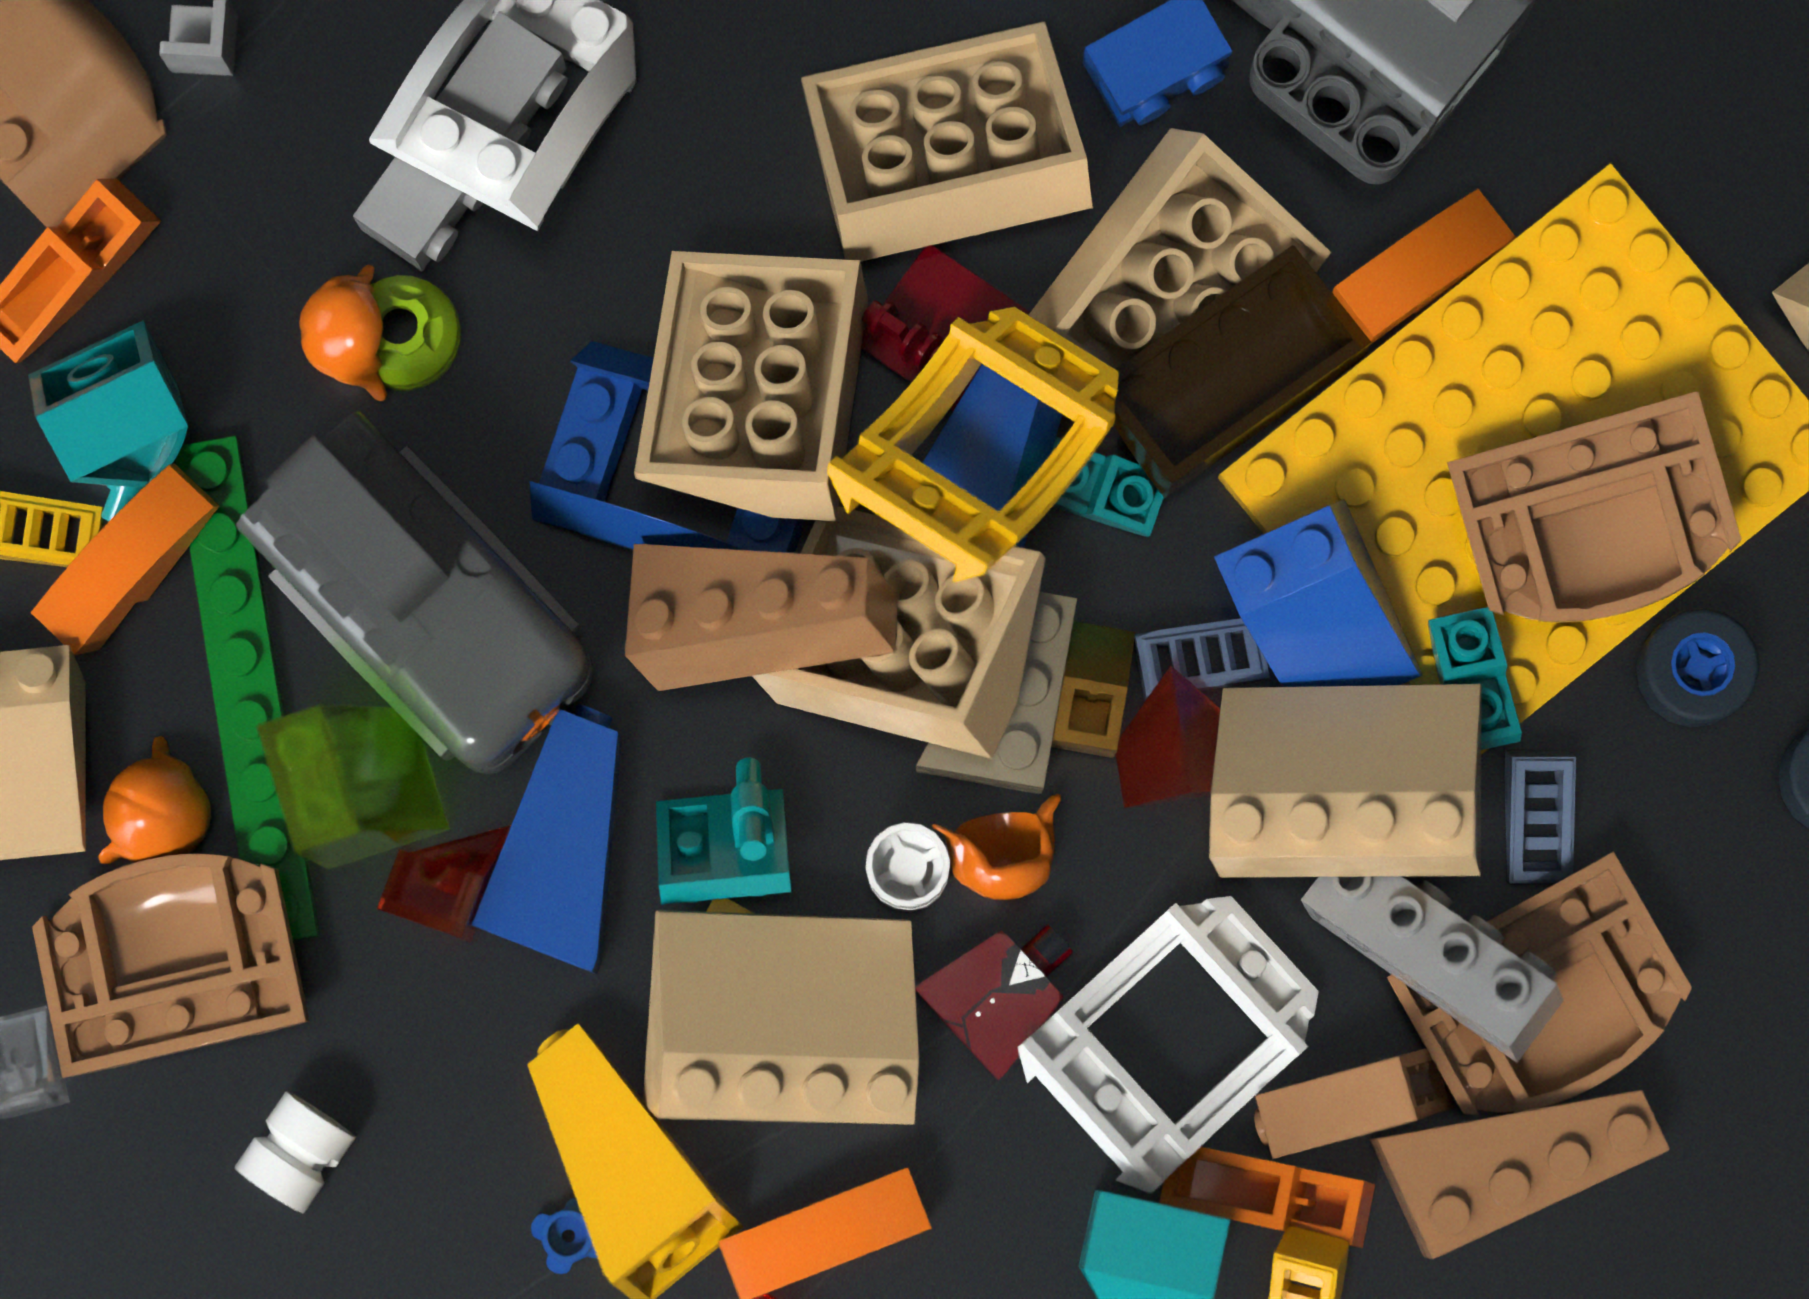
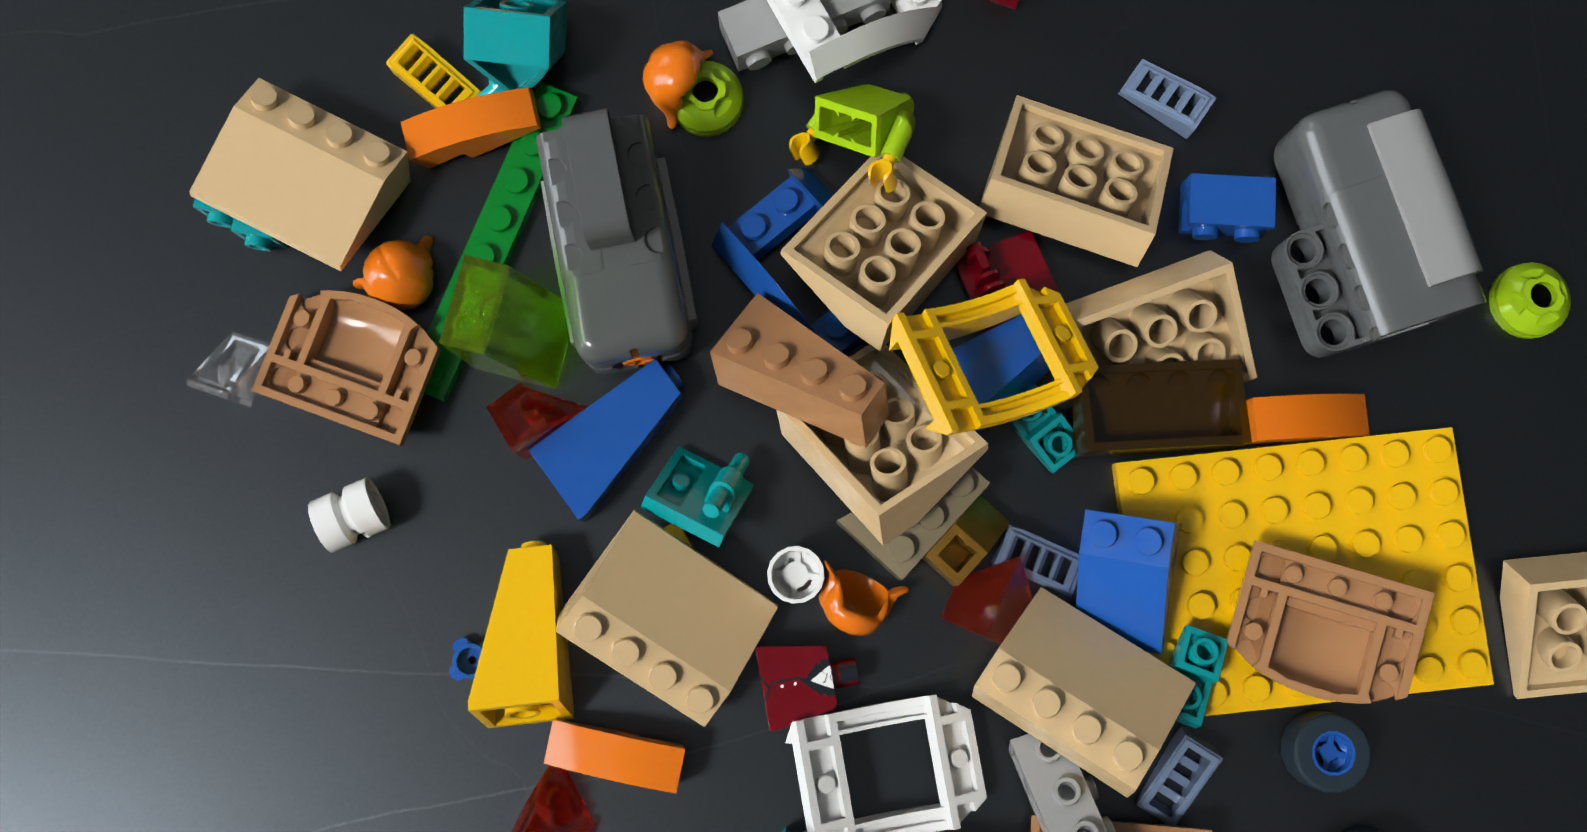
camera: 30 degrees right, 0 degrees up
(631, 239) = (862, 120): none -> lime torso

